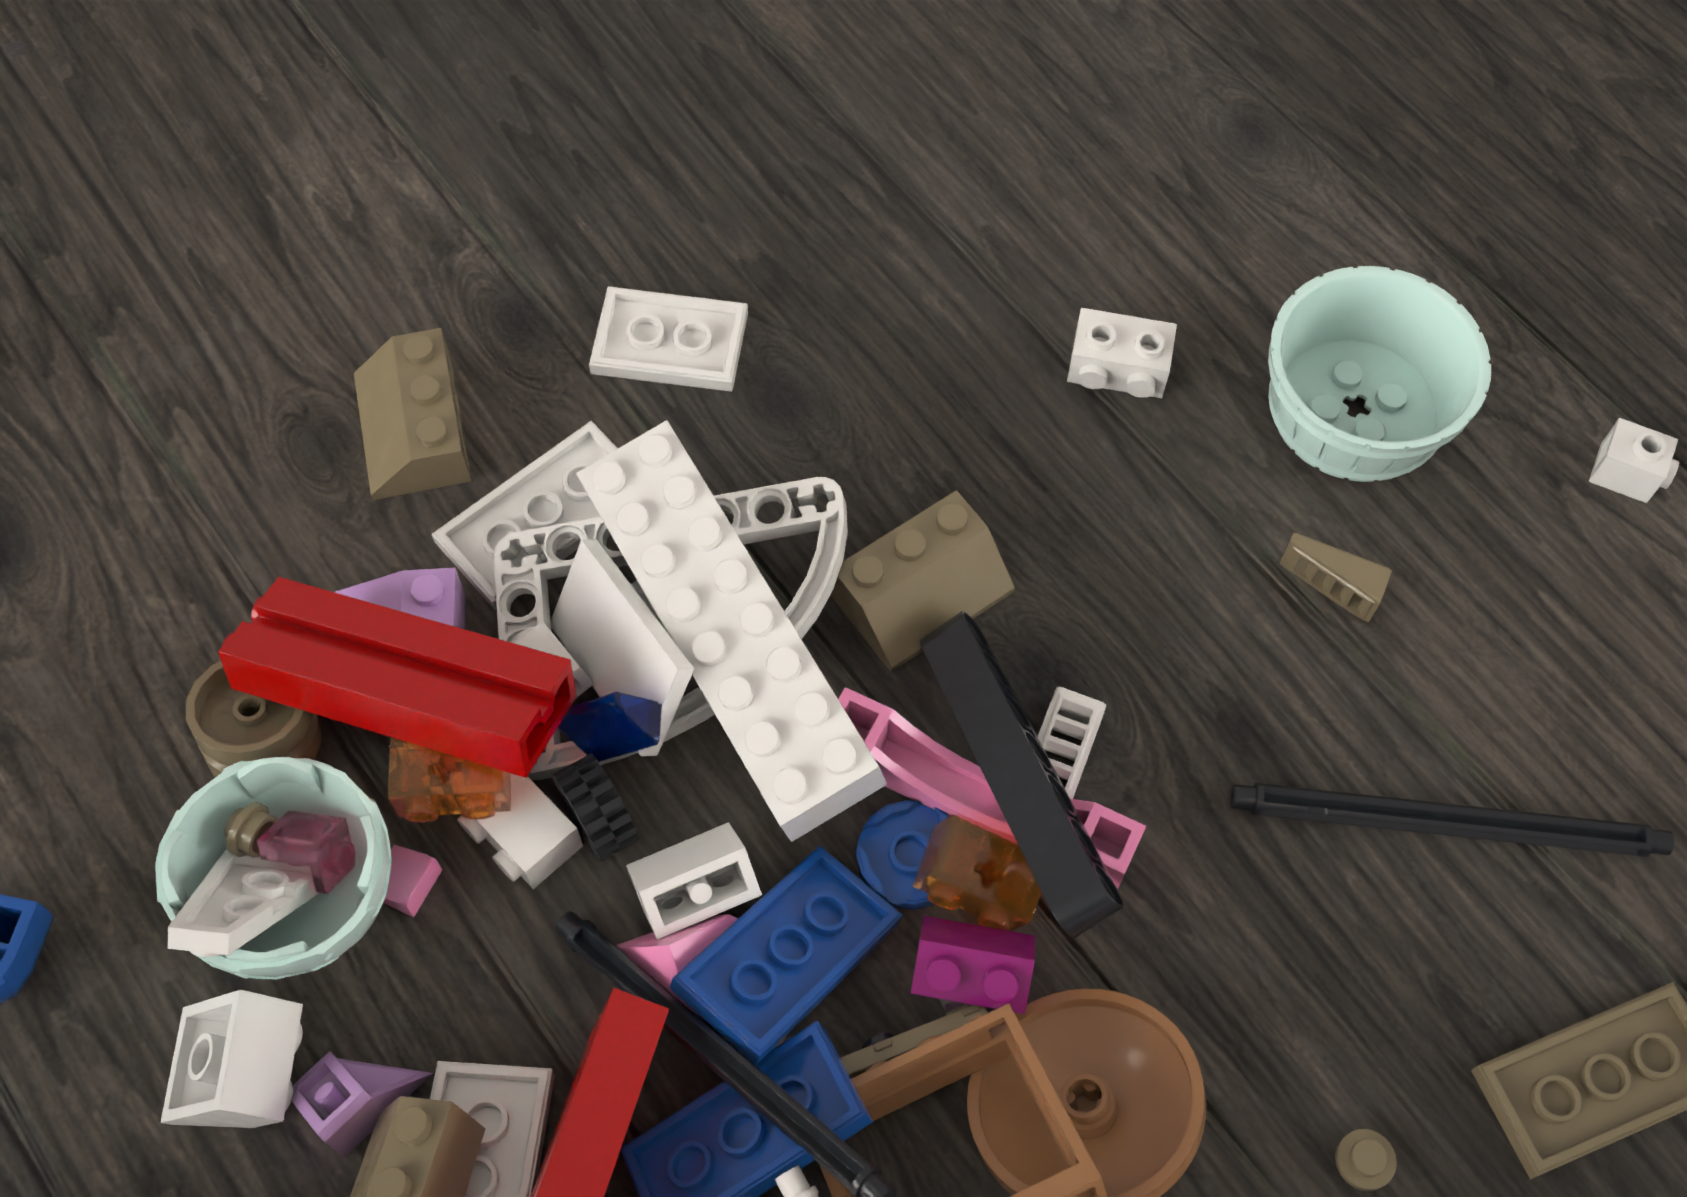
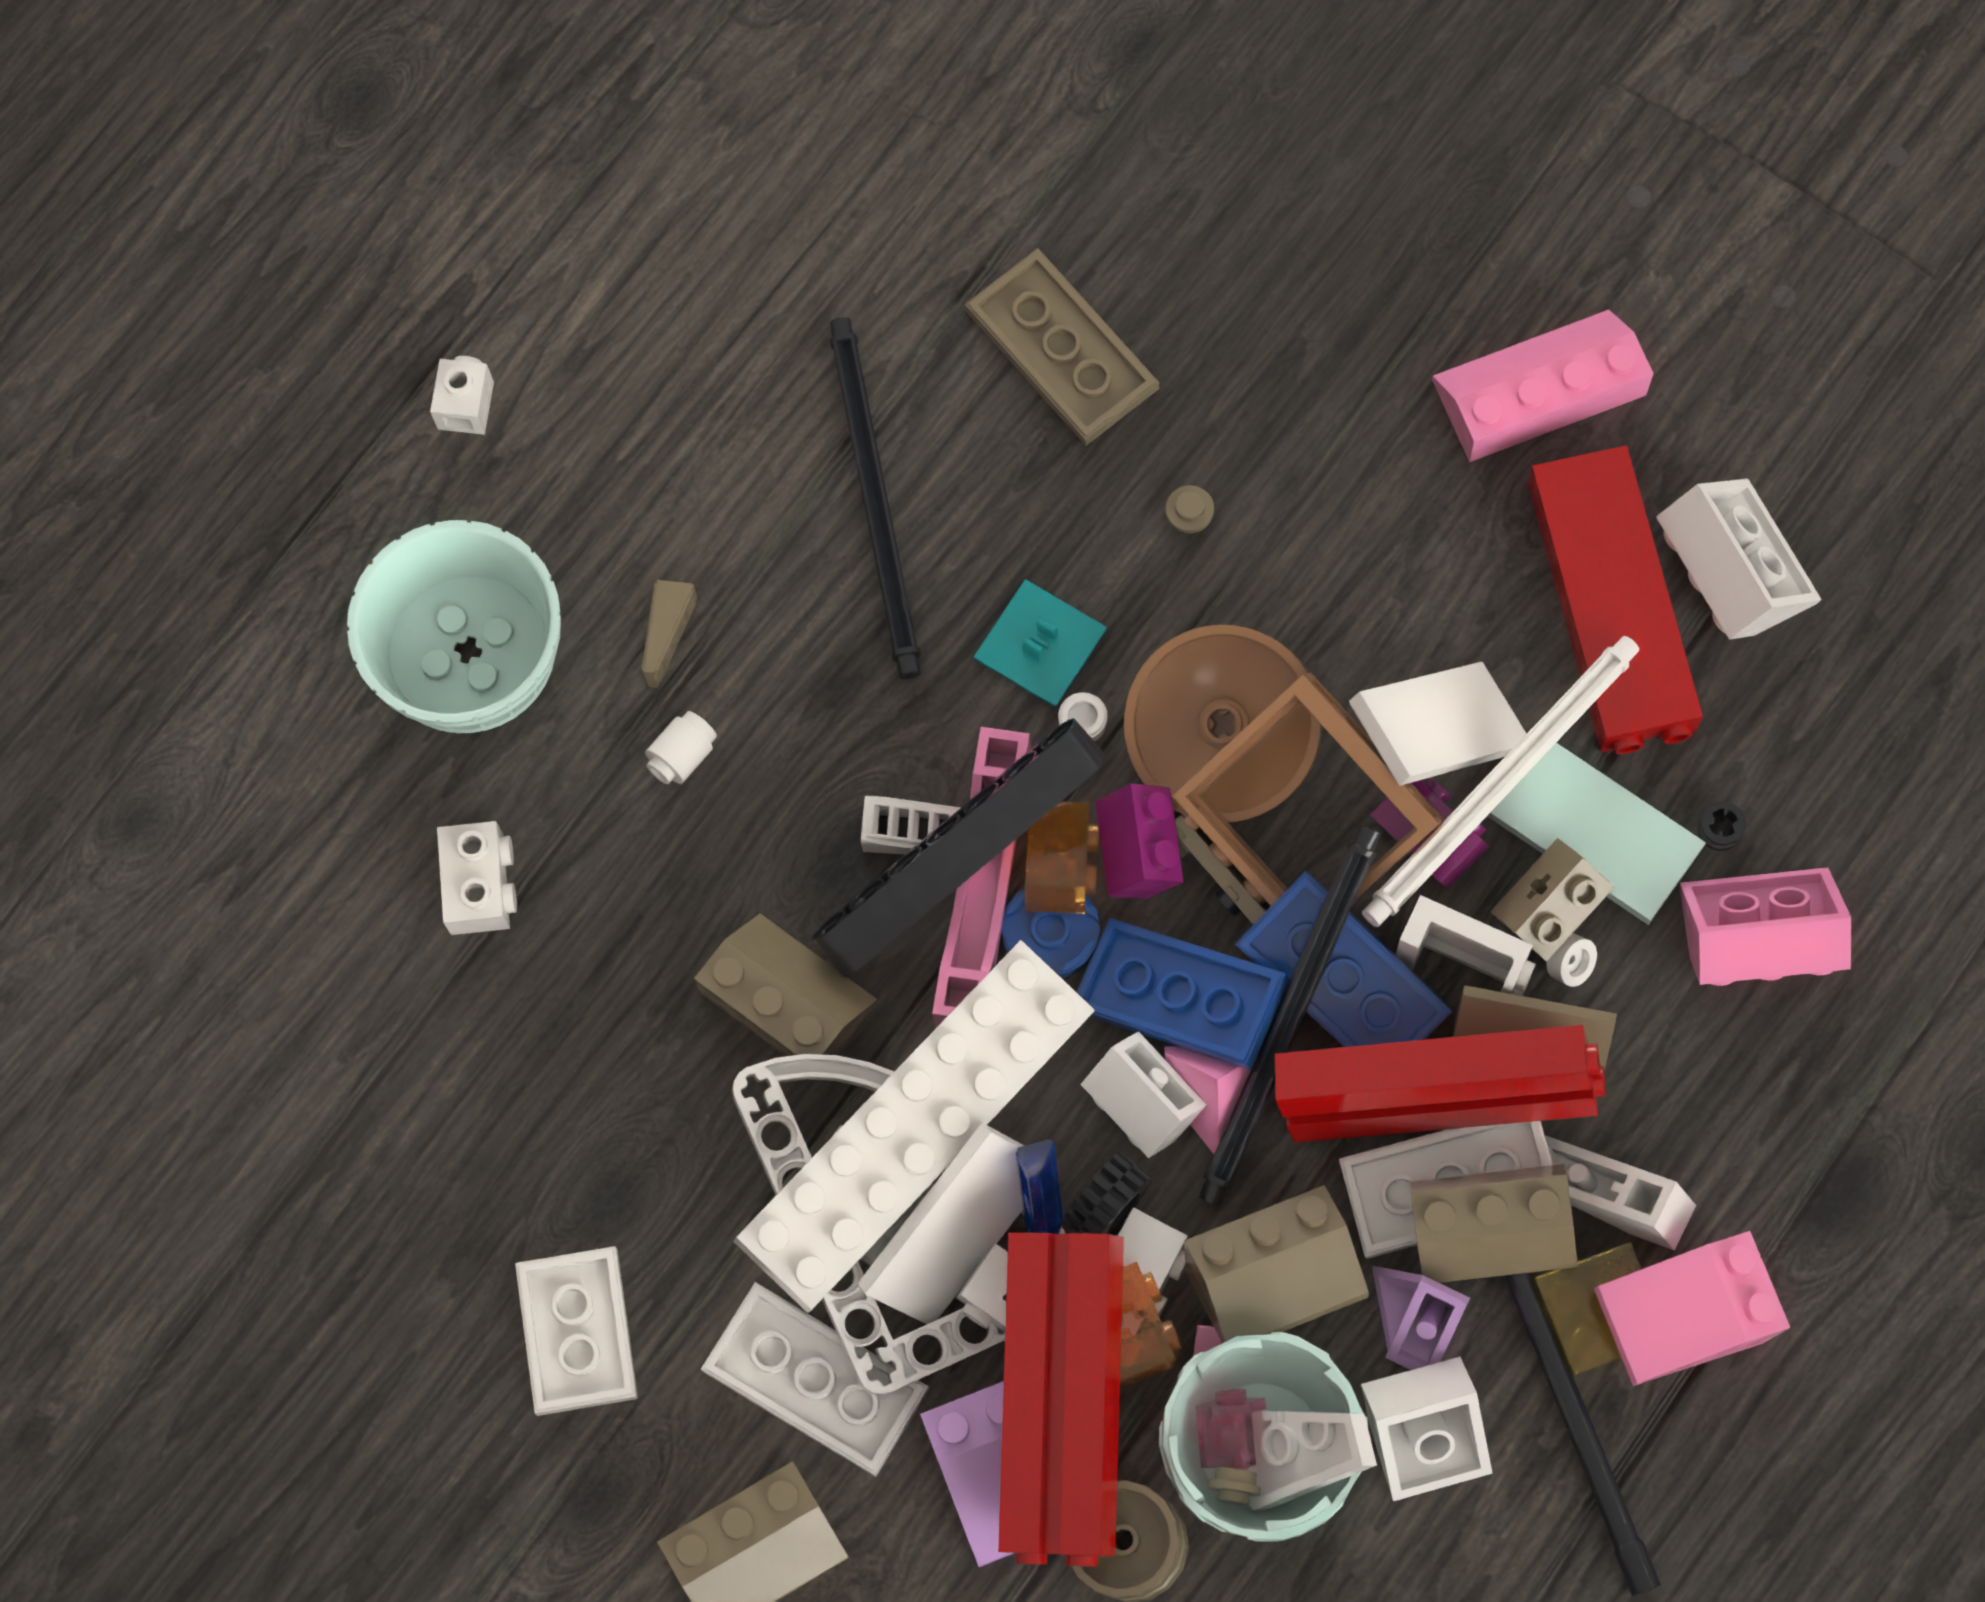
camera: 100 degrees left, 10 degrees up
(452, 951) = (1276, 1267): none -> dark tan slope
(1139, 961) = (1087, 711): none -> white tile
(1206, 557) = (680, 748): none -> white brick
(1239, 945) = (1040, 643): none -> teal piece

